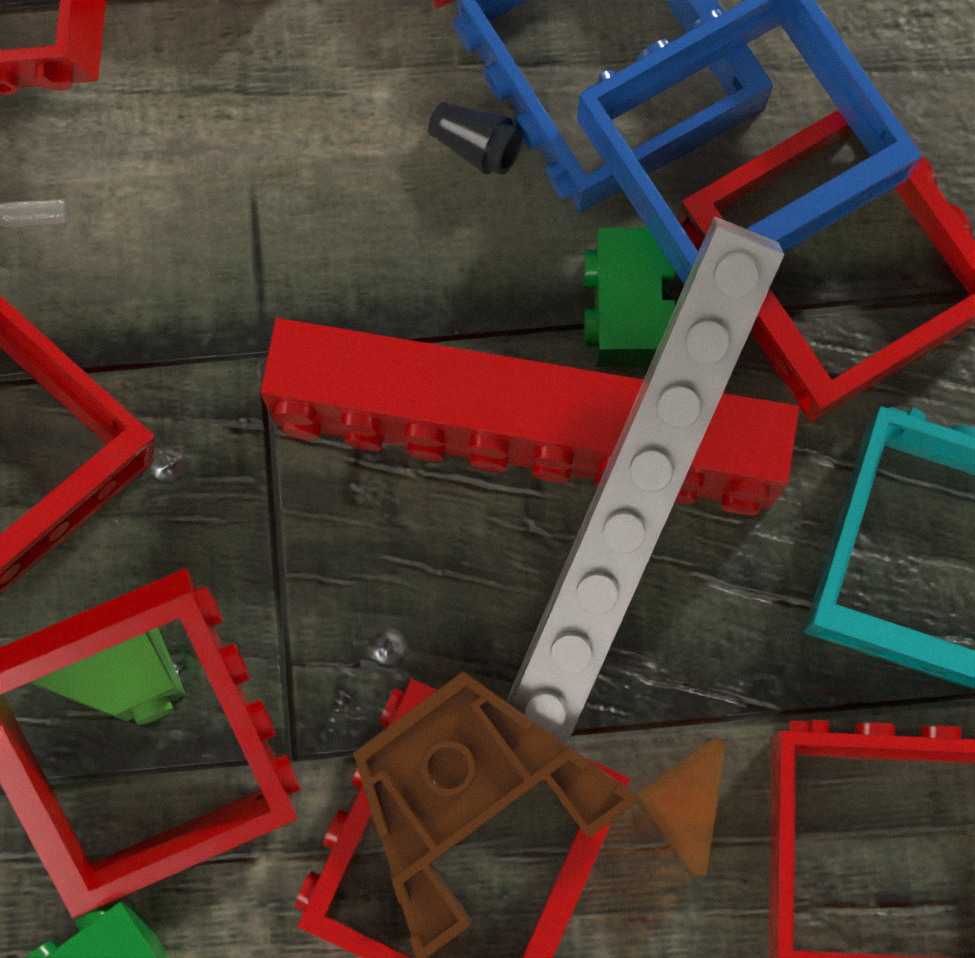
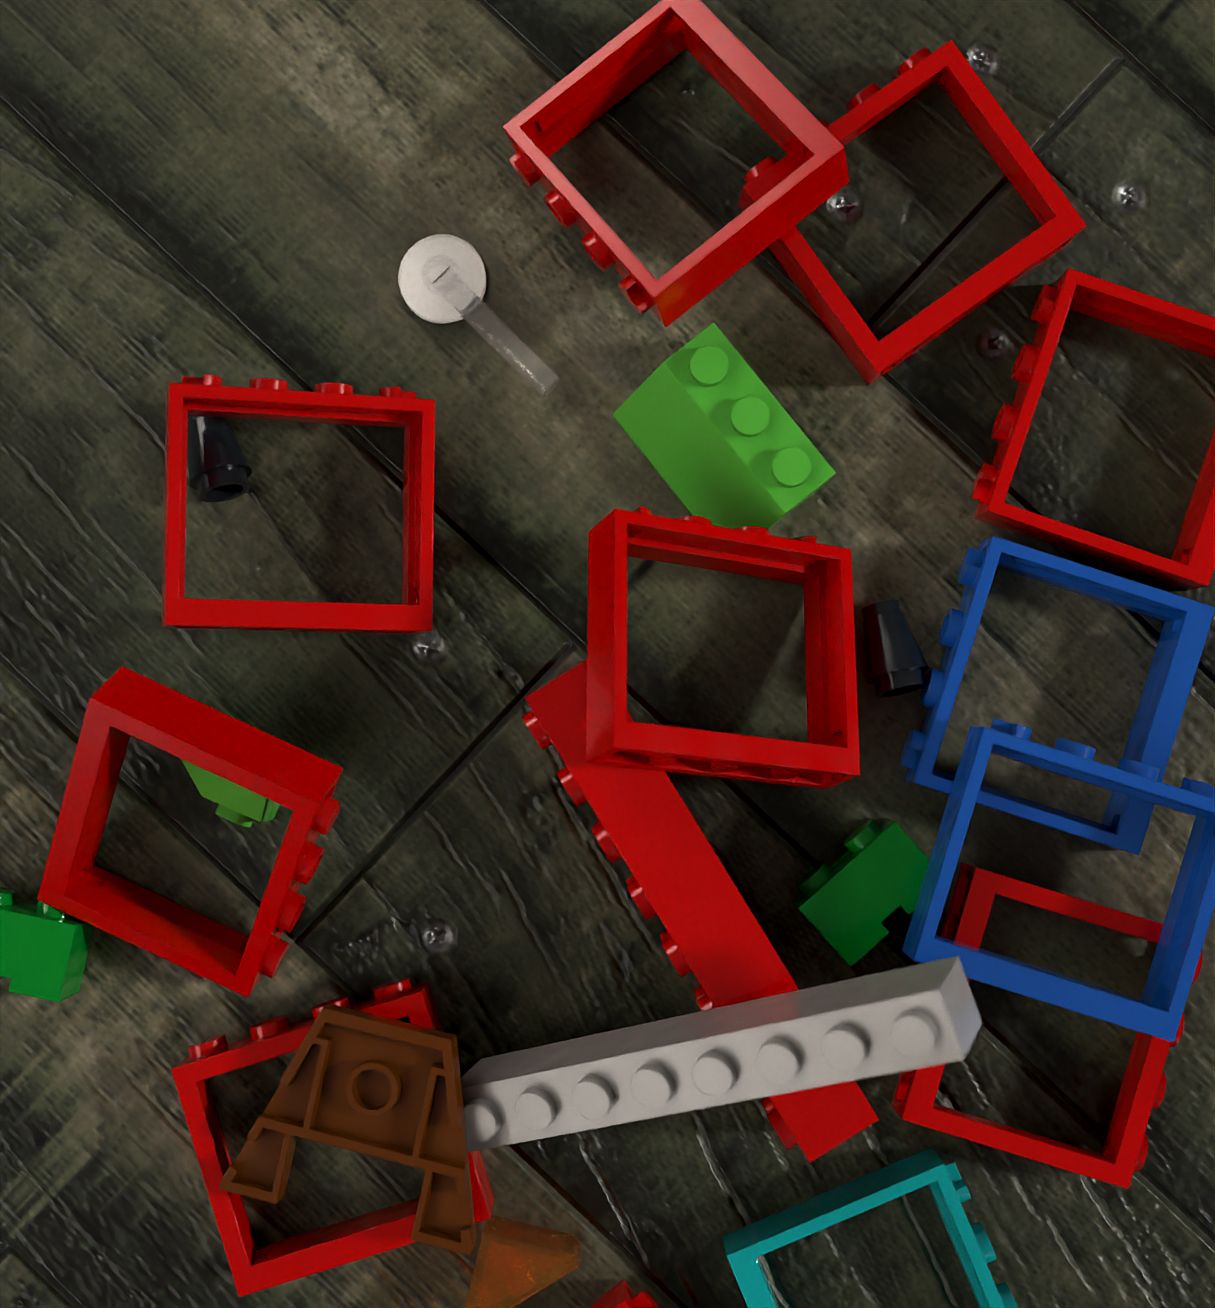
camera: 50 degrees right, 10 degrees up
(218, 122) = (722, 437): none -> bright green slope
(349, 340) = (751, 551): none -> red window

